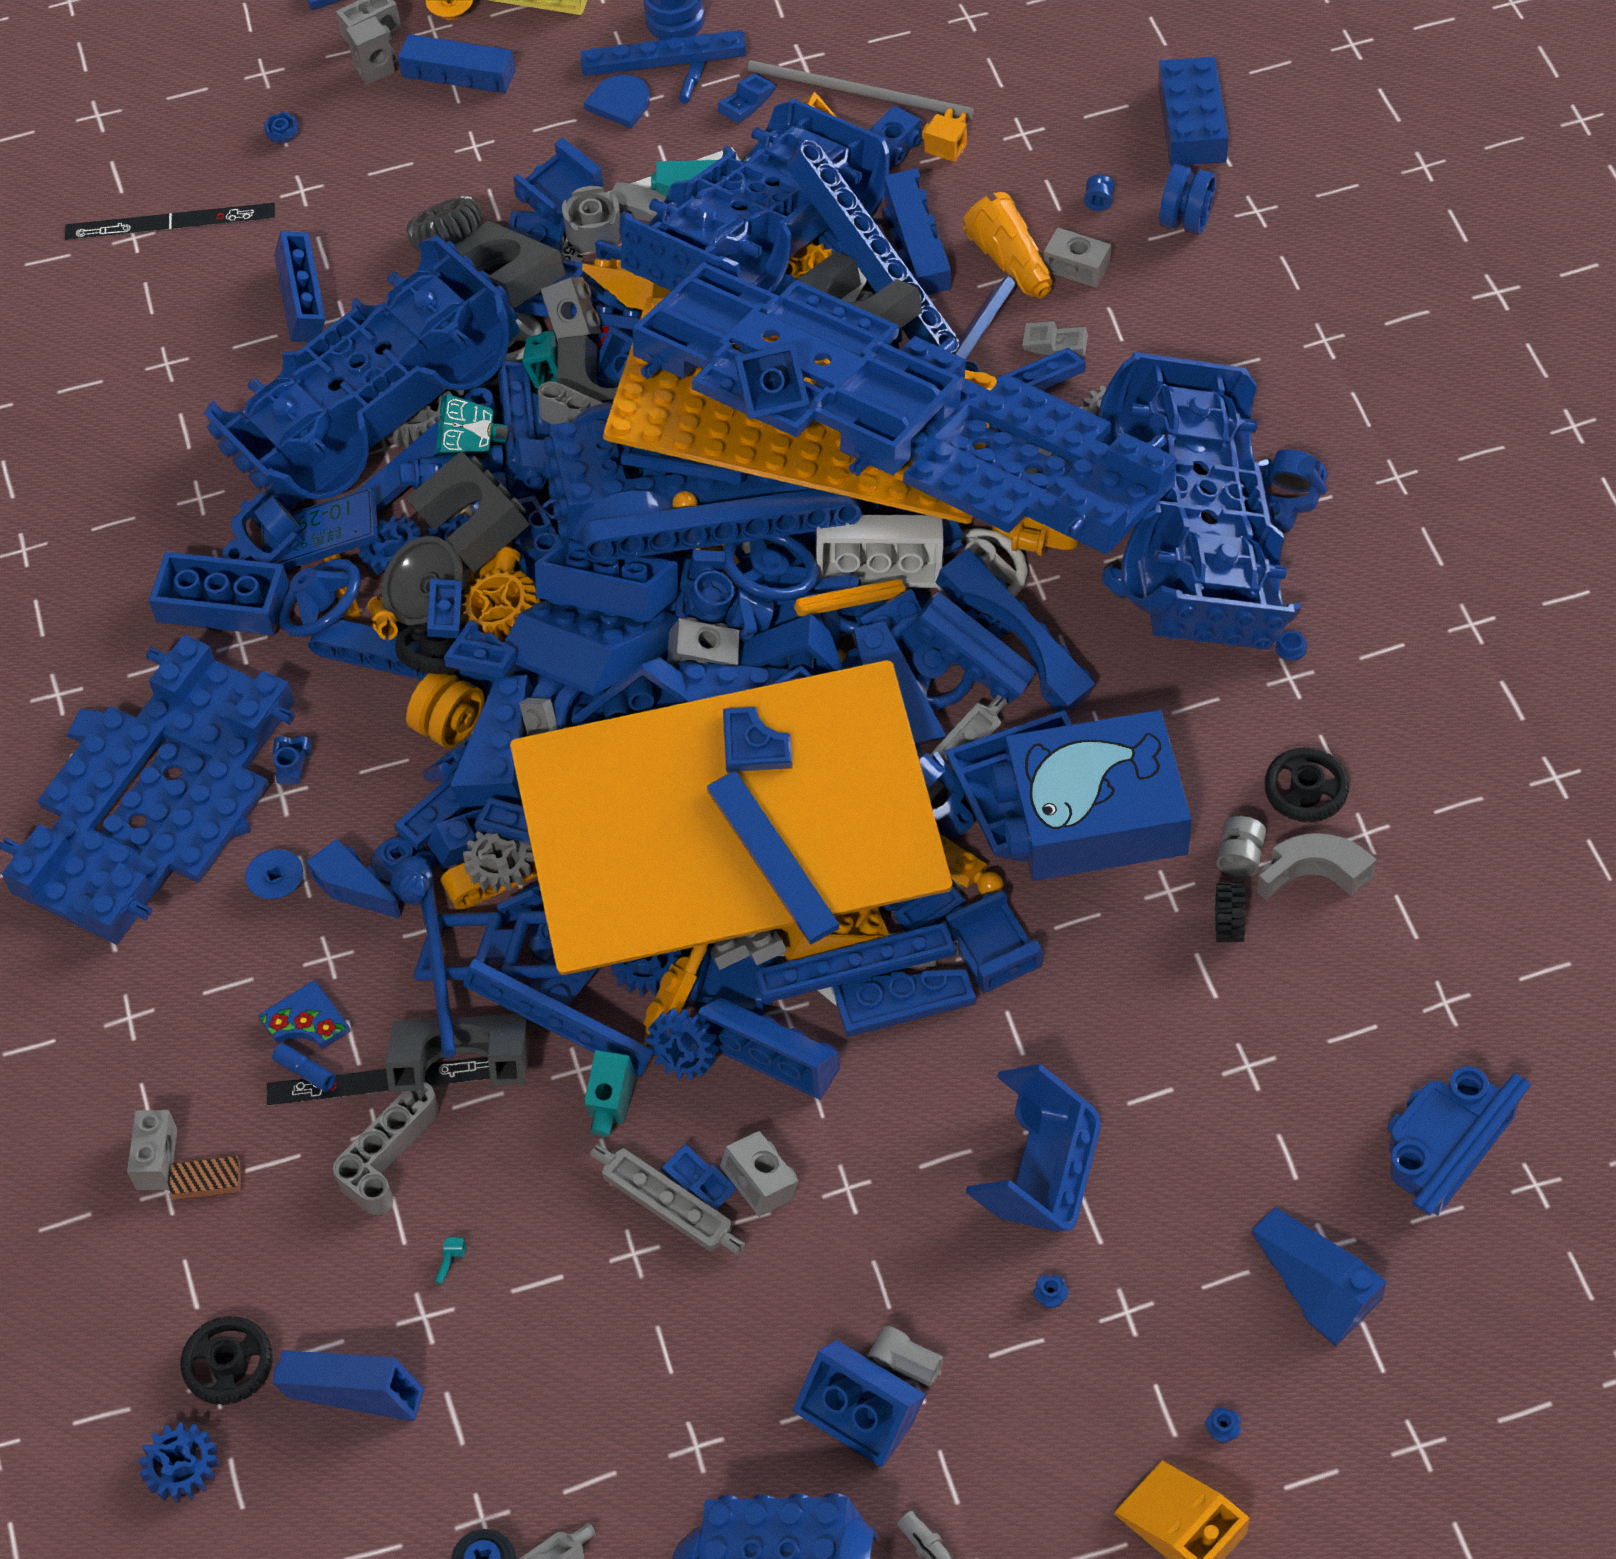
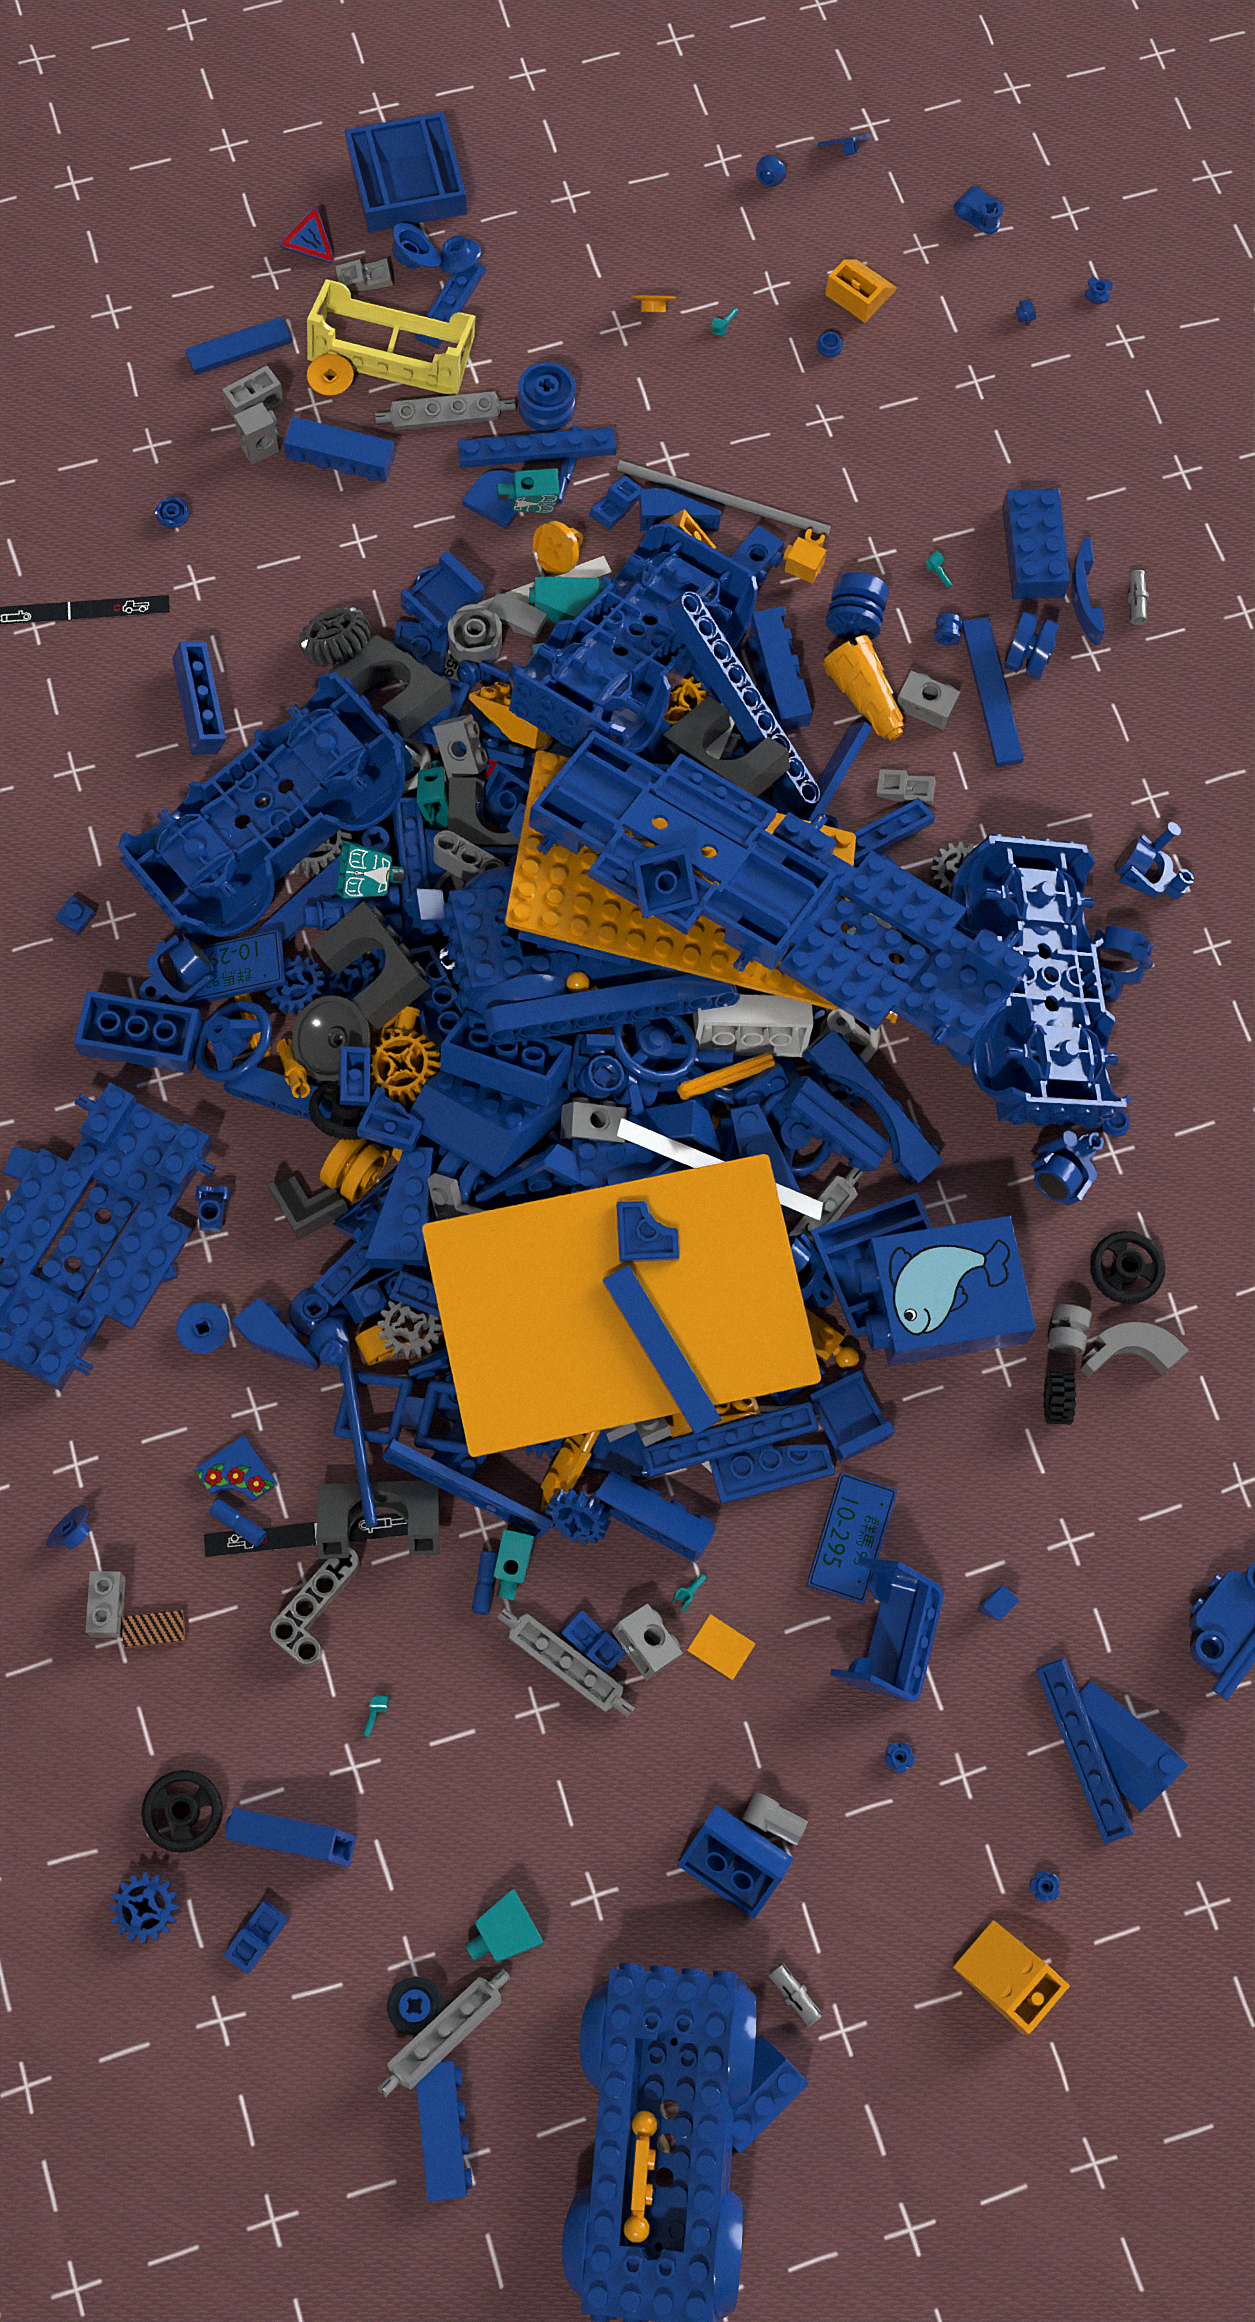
camera: 10 degrees left, 15 degrees up
(119, 1078) = (70, 1529): none -> blue piece
(160, 493) = (75, 915): none -> blue plate
(306, 1494) = (256, 1937): none -> blue slope
(393, 765) = (306, 1214): none -> dark grey panel
(568, 26) = (445, 411): none -> light grey plate
(576, 1126) = (484, 1586): none -> blue piece
(585, 252) = (468, 673): none -> blue plate
(590, 1479) = (504, 1931): none -> teal torso
(654, 85) = (531, 491): none -> teal torso
(681, 134) = (557, 547): none -> light orange tile
(786, 89) = (661, 504): none -> blue slope
(804, 670) = (695, 1159): none -> white sticker
(804, 1128) = (686, 1595): none -> teal hand
(846, 1183) = (721, 1647): none -> light orange sticker
(999, 165) = (857, 605): none -> blue wheel
(999, 1041) = (851, 1531): none -> blue tile
(1085, 135) = (933, 564): none -> teal hand
(1148, 249) = (992, 692): none -> blue tile
(1164, 1124) = (998, 1603): none -> blue slope
(1231, 692) = (1061, 1178): none -> blue piece
(1251, 174) = (1089, 618): none -> blue slope
(1268, 1280) = (1085, 1751): none -> blue tile
(1305, 155) = (1138, 597): none -> light grey pin
(1314, 383) = (1138, 858): none -> blue piece

